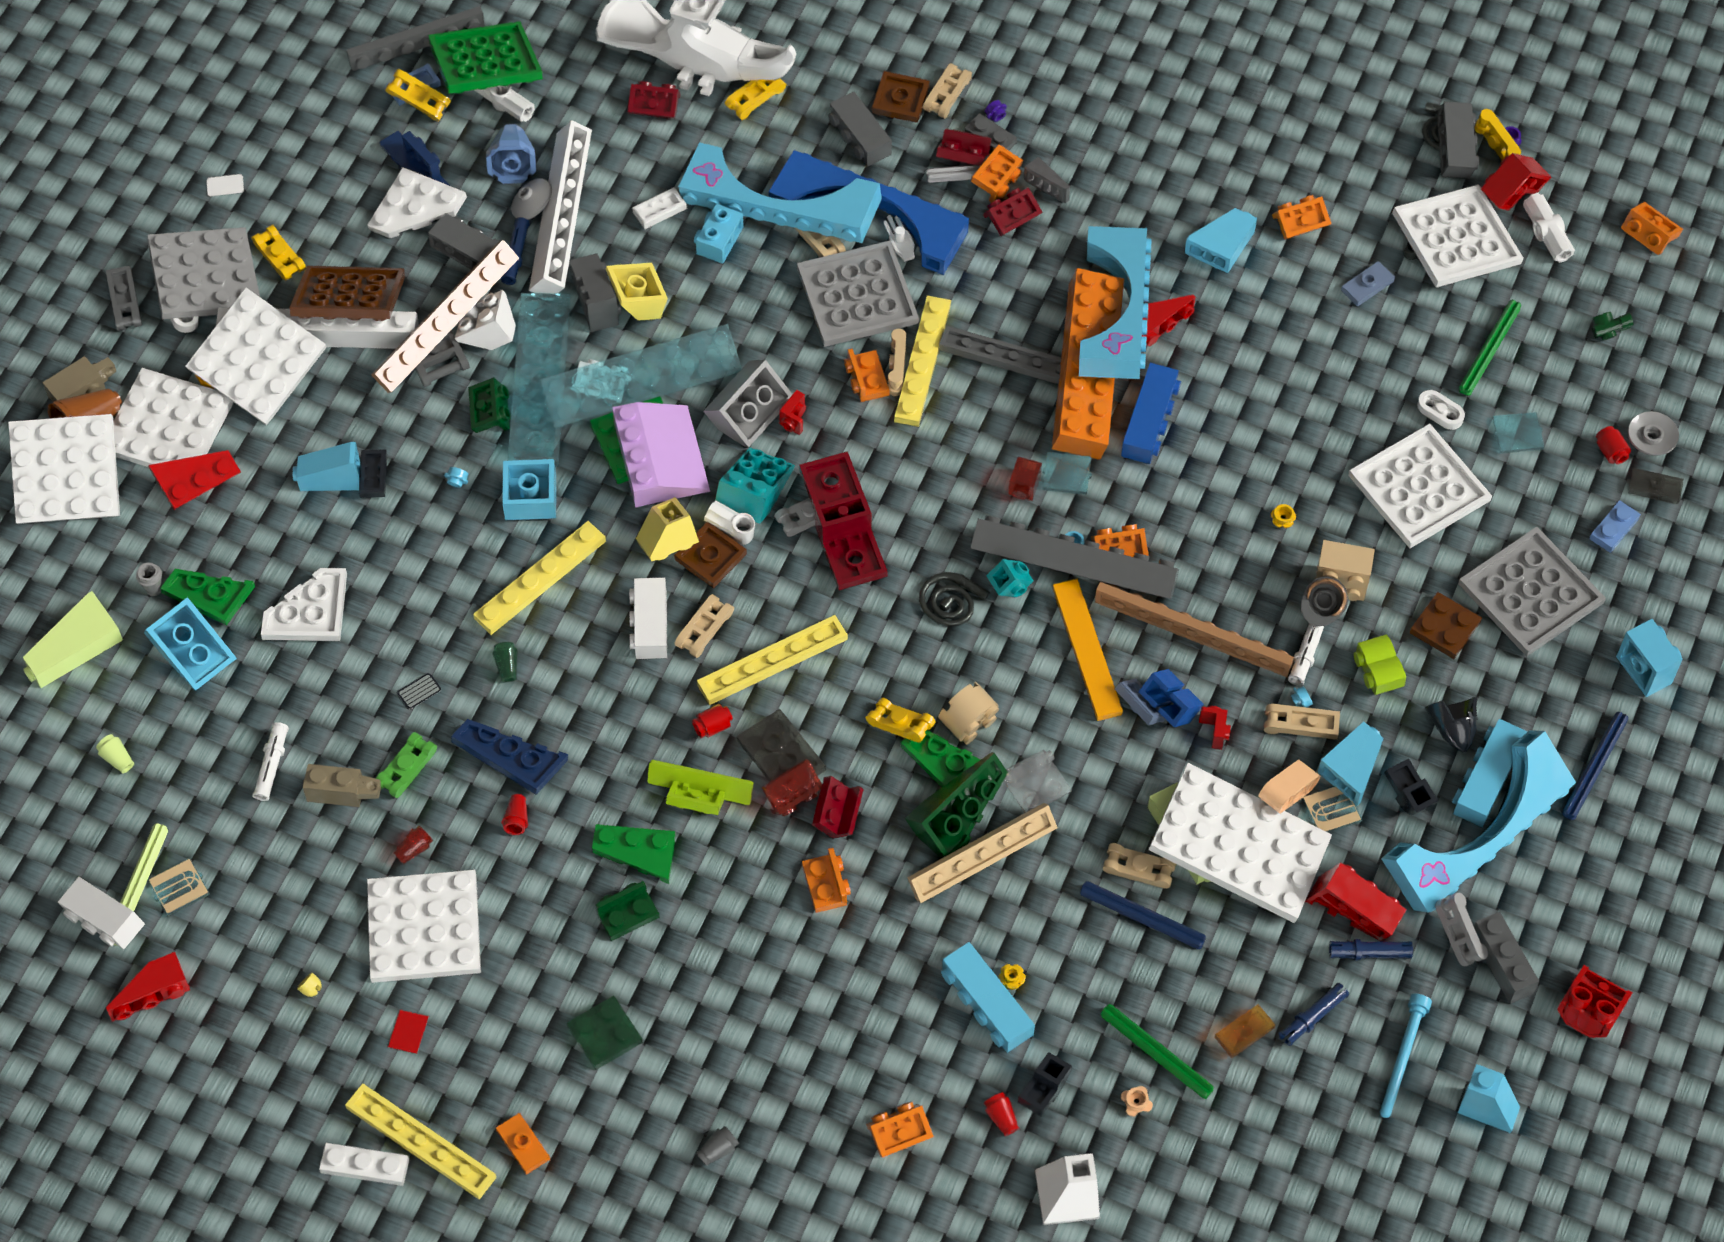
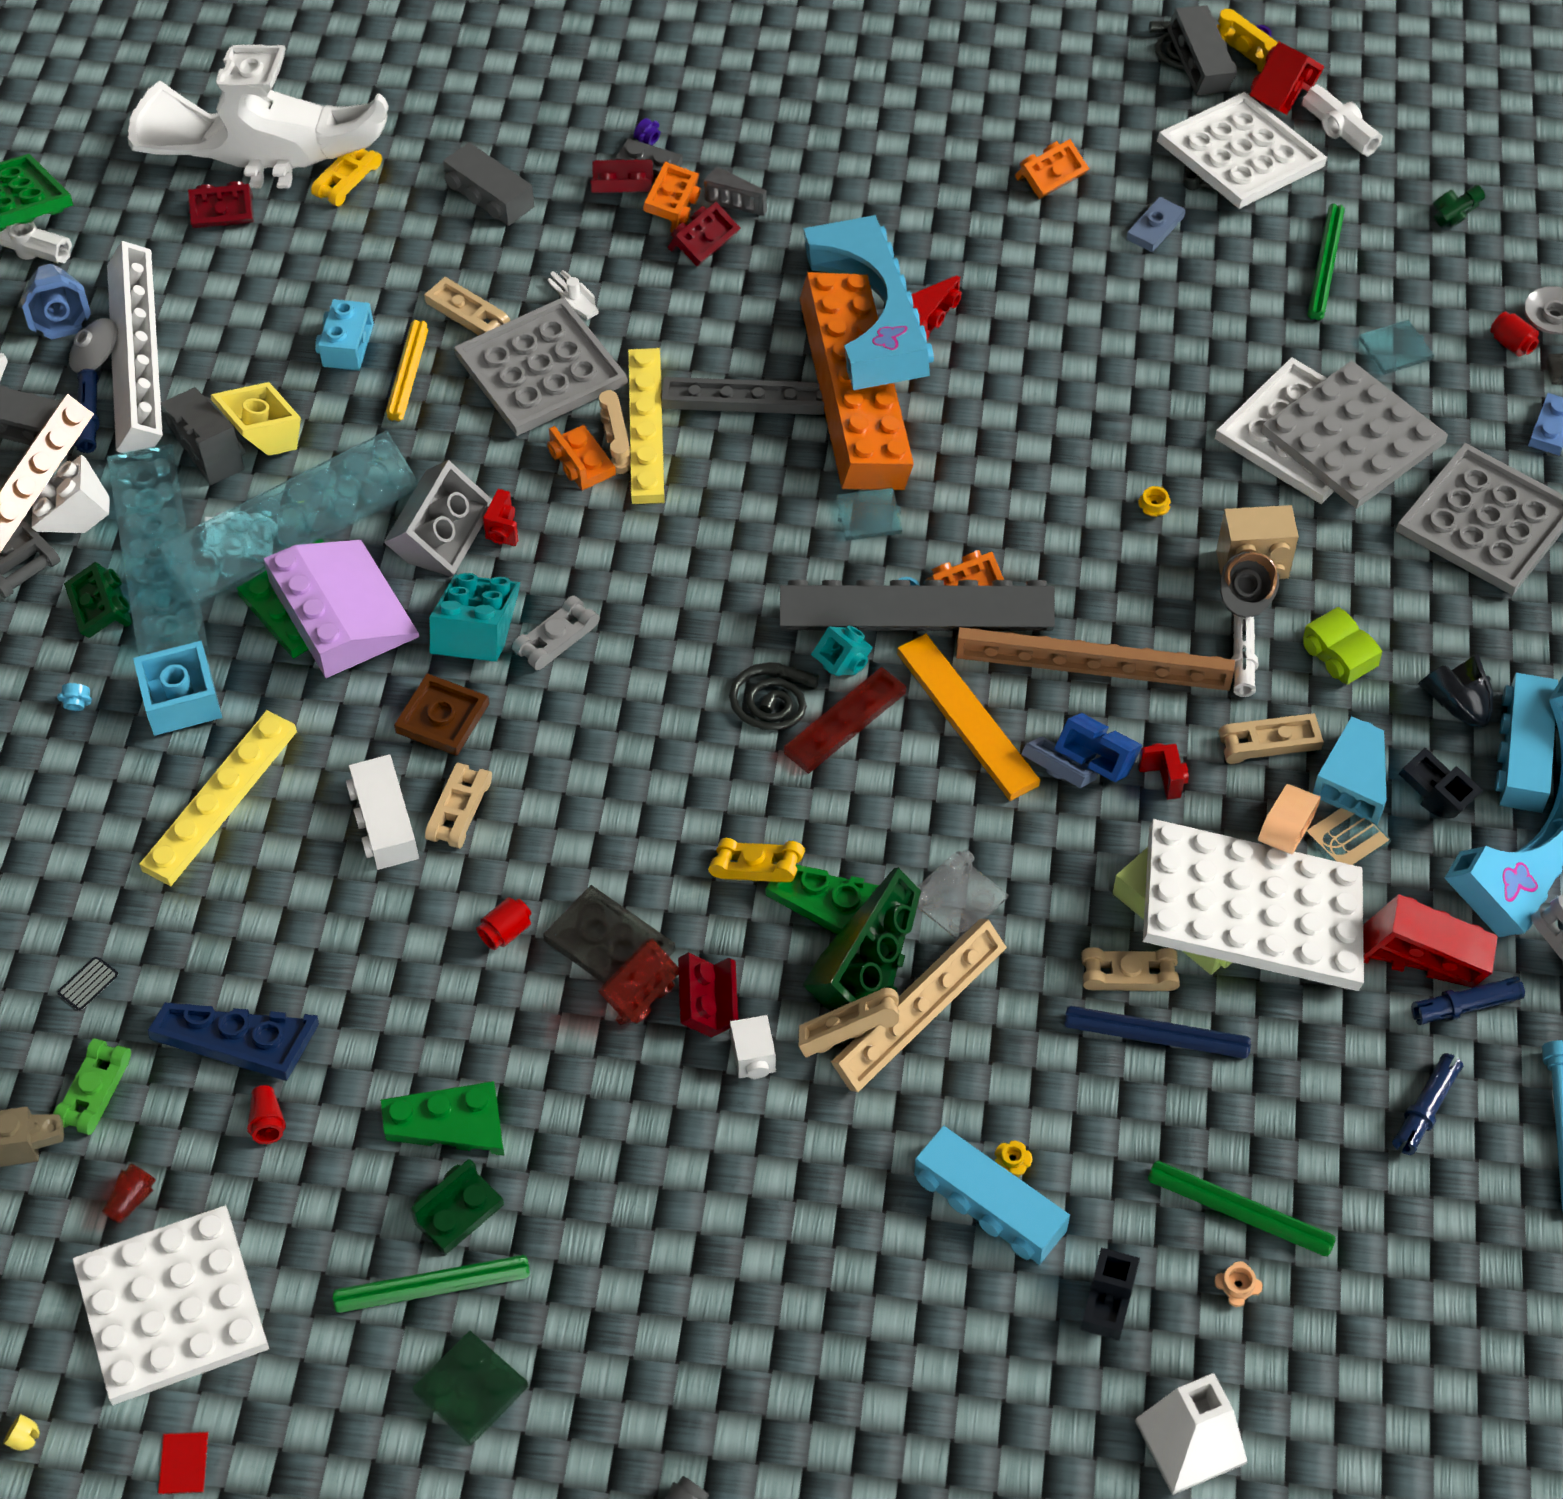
camera: 15 degrees left, 5 degrees down
(506, 657) = (200, 913): clear green cone -> none
(597, 957) = (431, 1283): none -> green axle
(659, 208) = (261, 323): white plate -> none
(666, 530) = (376, 695): light yellow slope -> none
(698, 788) = (510, 1016): lime bracket -> none
(729, 521) = (457, 667): white piece -> none
(757, 273) = (407, 370): none -> yellow axle
(772, 660) = (560, 826): light yellow plate -> none
(825, 881) = (721, 1096): orange bracket -> none
(838, 214) = (491, 278): medium azure arch -> none
(843, 520) = (605, 630): dark red bracket -> none
(857, 853) = (753, 1047): none -> white brick
(899, 1129) = (929, 1411): orange bracket -> none
(900, 96) = (527, 140): reddish brown plate -> none
(928, 853) = (849, 1021): none -> tan plate
(933, 227) = (613, 273): blue arch -> none
(947, 90) = (581, 121): tan plate -> none
(951, 173) = (615, 210): light grey axle -> none
(968, 712) = (844, 827): tan brick -> none
(998, 630) = (844, 720): none -> clear red tile
(1002, 1113) = (1063, 1351): red cone -> none
(1025, 478) = (820, 530): clear red brick -> none
(1150, 413) = (950, 421): blue brick -> none
(1222, 239) = (966, 212): medium azure slope -> none
(1244, 1031) = (1347, 1150): clear orange plate -> none
(1301, 697) = (1259, 708): medium azure plate -> none
(1441, 410) = (1297, 340): white plate -> none
(1445, 625) = (1400, 582): reddish brown plate -> none
(1452, 499) = (1354, 434): none -> light grey plate
(1650, 227) = (1456, 98): orange bracket -> none

